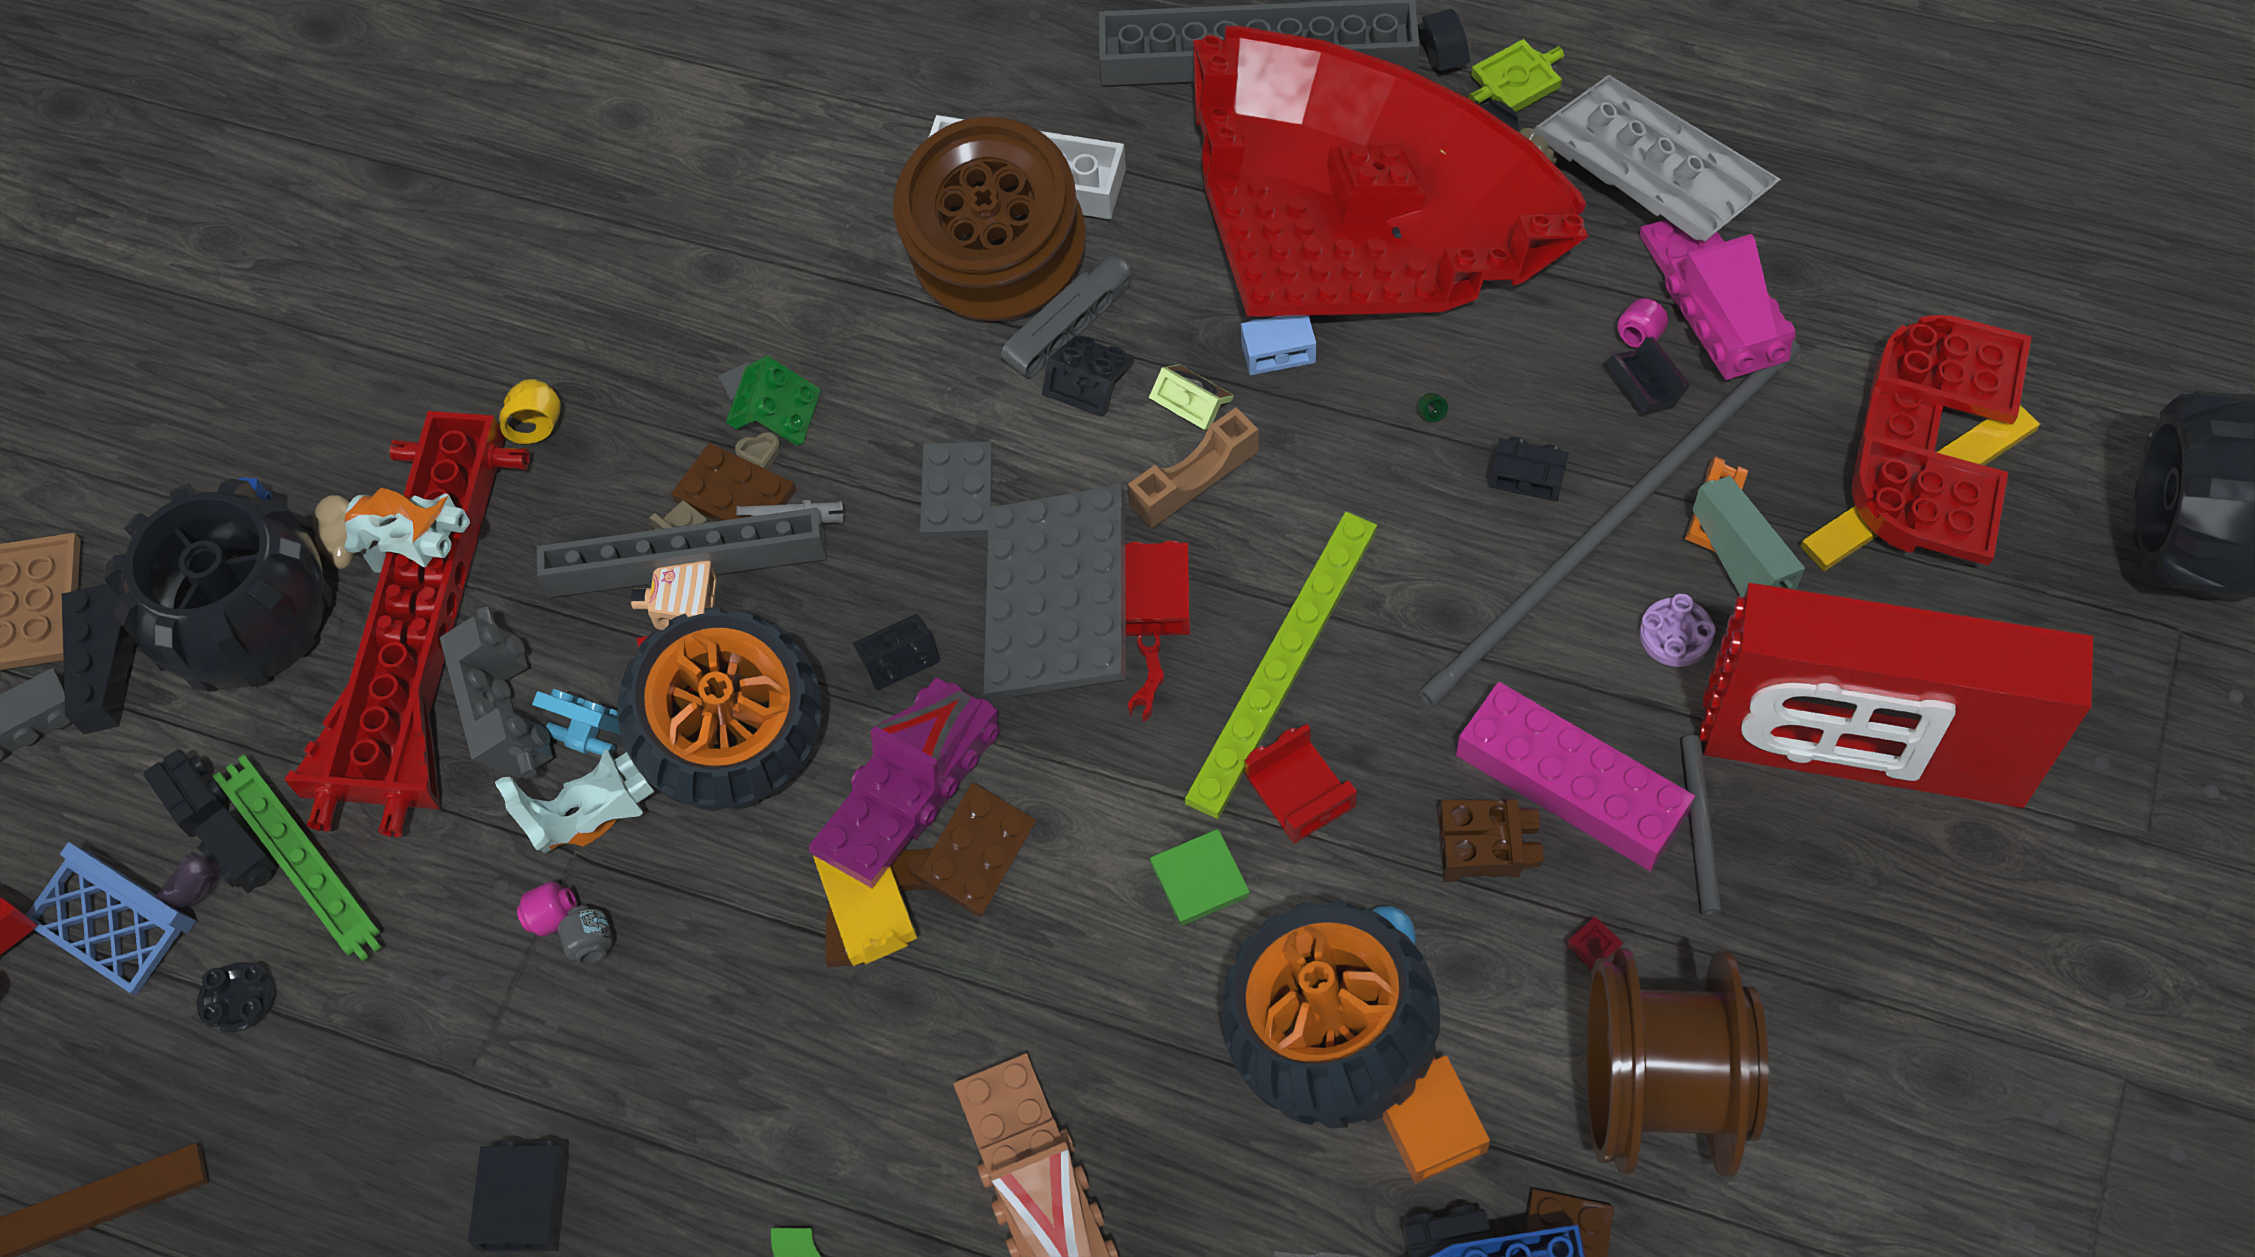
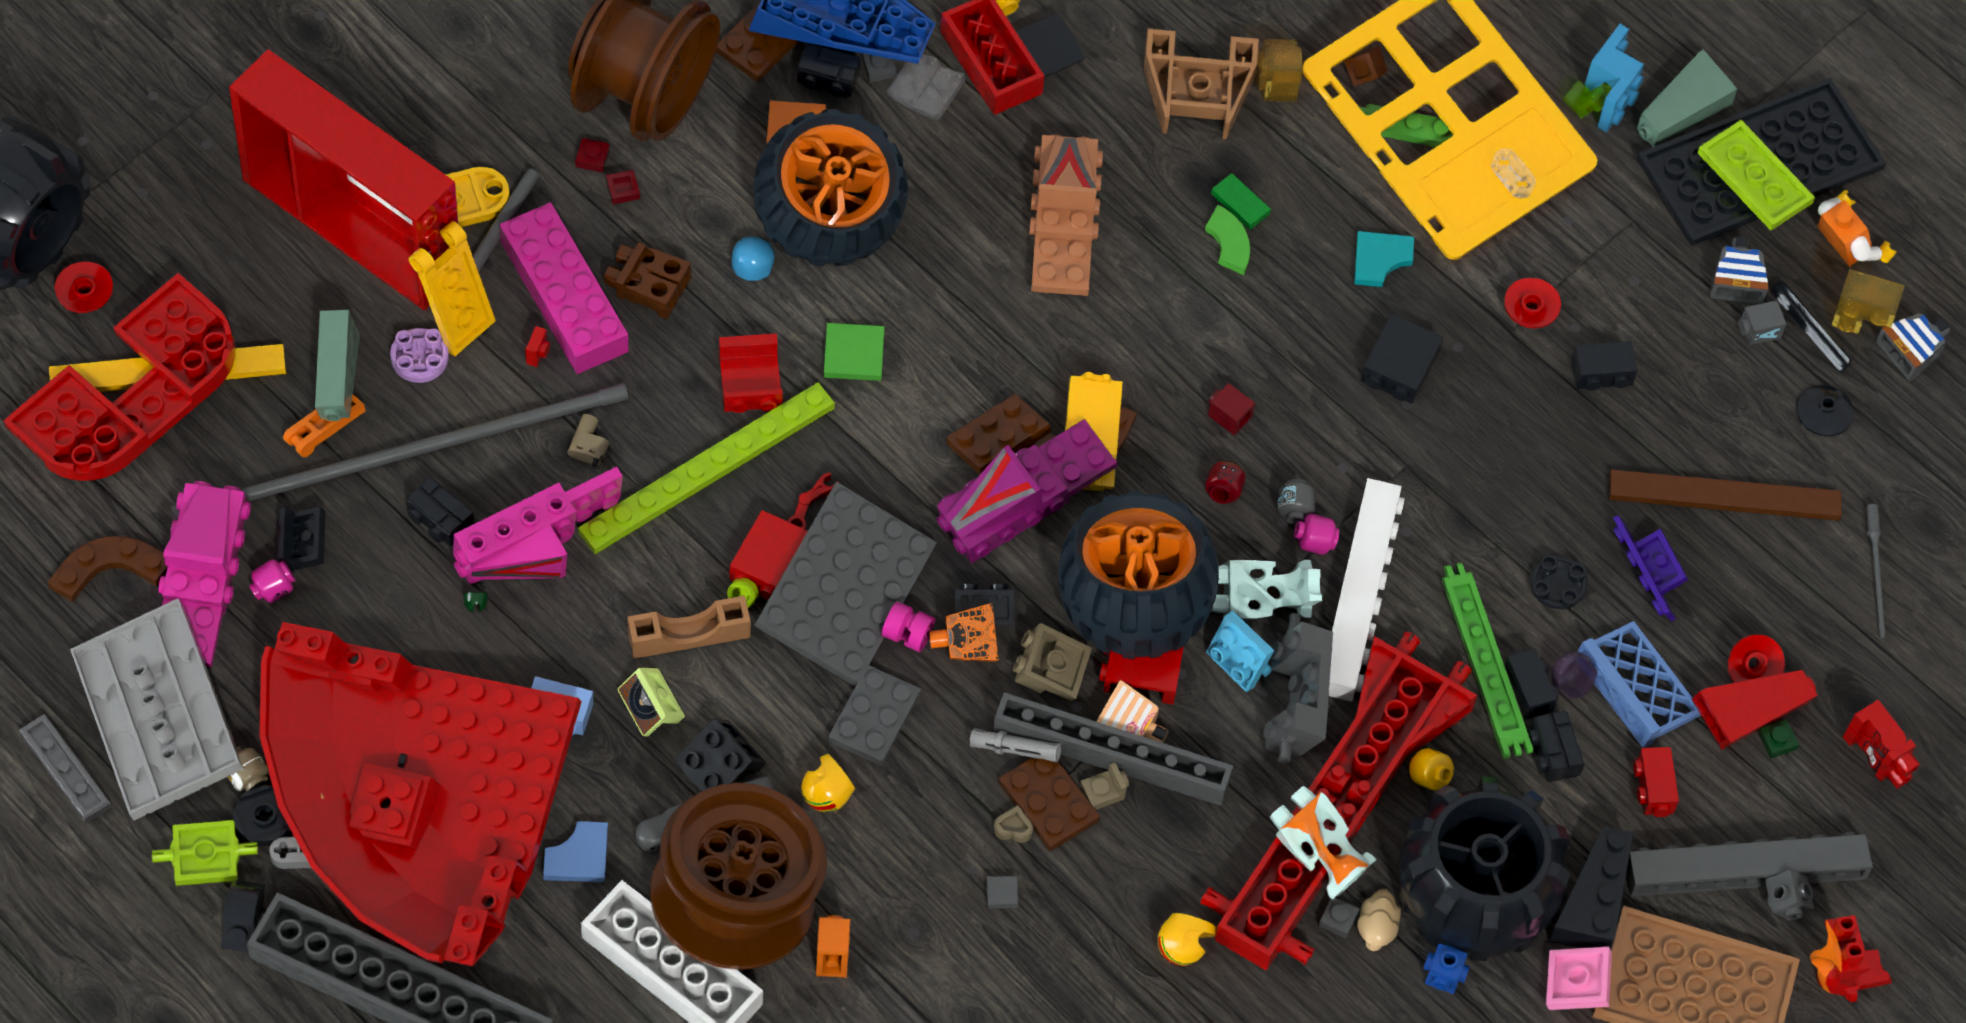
camera: 165 degrees left, 0 degrees up
(58, 806) = (1657, 781): none -> red brick
(87, 550) = (1579, 978): none -> bright pink plate
(116, 1072) = (1657, 562): none -> dark purple bracket
(318, 693) = (1431, 769): none -> yellow head
(472, 880) = (1361, 584): none -> white brick
(681, 921) = (1225, 482): none -> dark red head
(711, 1020) = (1230, 408): none -> dark red brick
(774, 399) = (989, 849): green bracket -> none
(799, 610) = (1051, 662): none -> dark tan plate
(876, 240) = (833, 946): none -> orange brick
(892, 598) = (968, 635): none -> torso
(959, 382) = (827, 787): none -> yellow helmet
(962, 581) = (908, 626): none -> dark pink wheel
(1161, 535) = (743, 587): none -> lime tile
(1171, 232) = (581, 856): none -> medium blue tile
(1413, 470) = (532, 545): none -> dark pink wedge
(1428, 617) = (585, 445): none -> dark tan piece
(1554, 693) = (537, 346): none -> red plate
(1661, 972) = (592, 155): none -> dark red plate
(1680, 649) = (454, 290): none -> yellow hinge
(1699, 91) = (65, 768): none -> flat silver tile
(1770, 837) = (472, 198): none -> yellow tile
(1828, 278) = (103, 555): none -> reddish brown plate
(2086, 507) = (83, 277): none -> red dish

